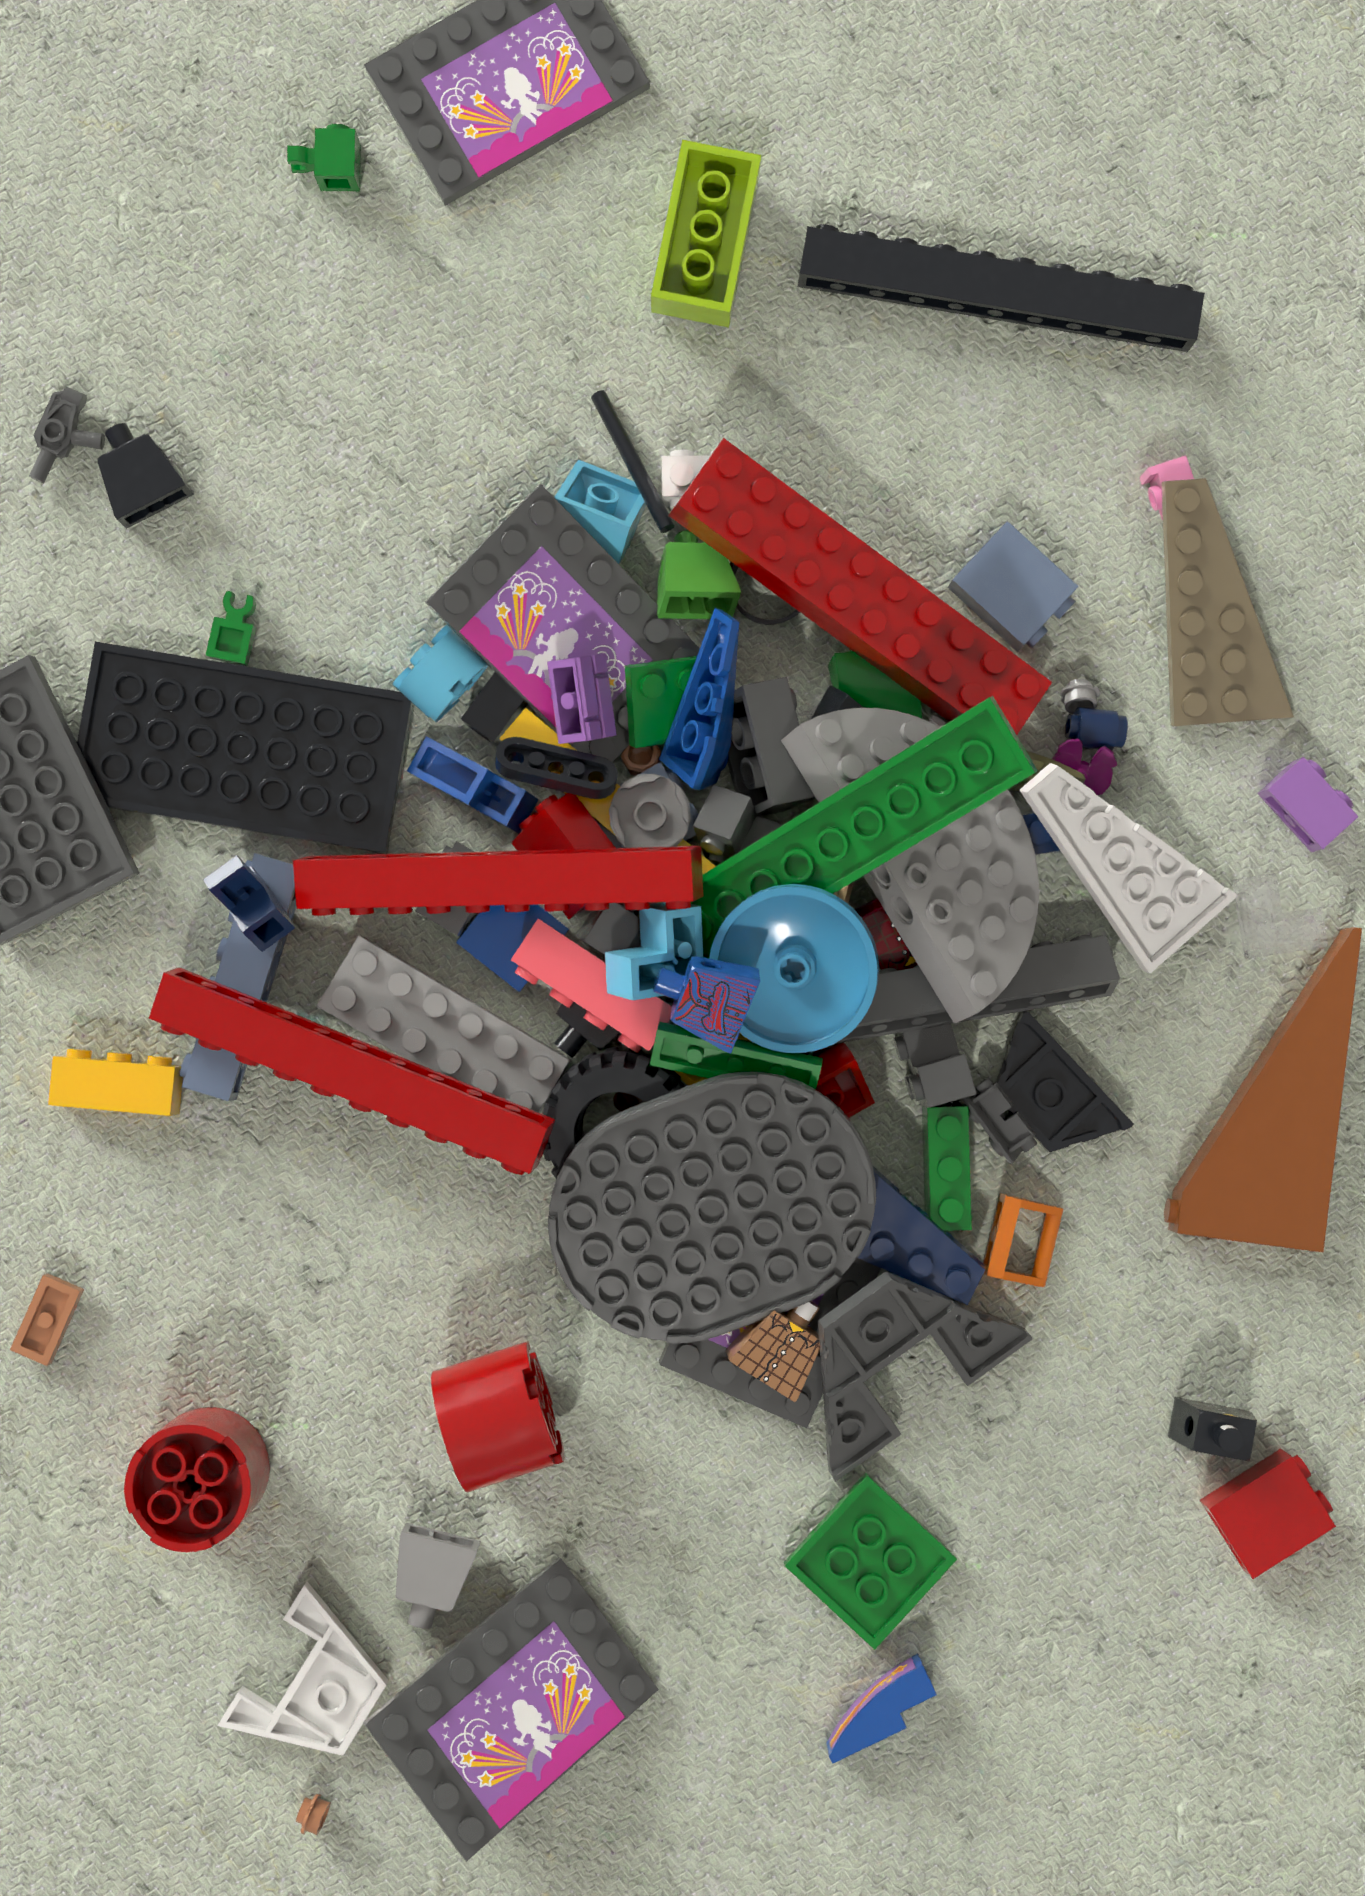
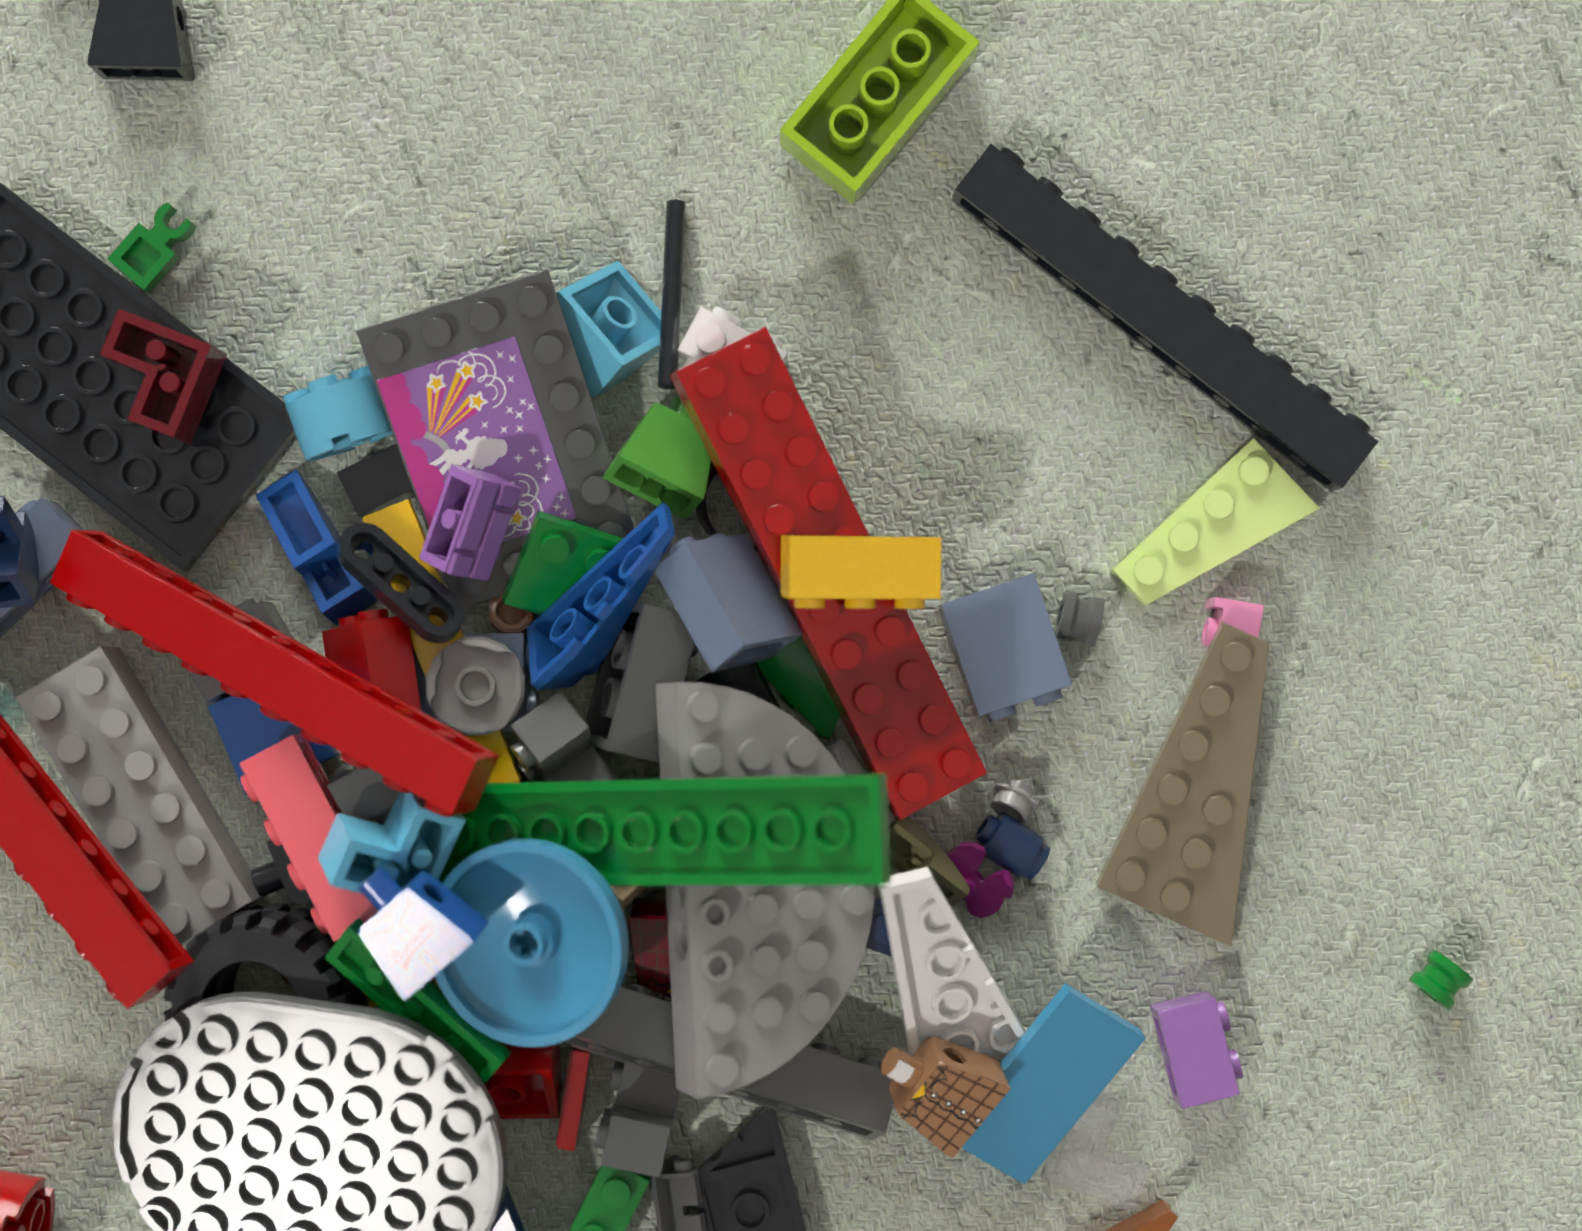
camera: 30 degrees right, 0 degrees up
(304, 701) = (176, 370): none -> dark red brick
(799, 654) = (727, 600): none -> sand blue brick
(878, 1079) = (574, 1099): none -> red tile
(886, 575) = (860, 570): none -> yellow brick
(1057, 537) = (1079, 618): none -> dark grey wheel
(1119, 413) = (1222, 518): none -> yellowish green wing
(1146, 923) = (944, 1090): none -> medium nougat torso
(1214, 884) = (1053, 1080): none -> dark azure tile

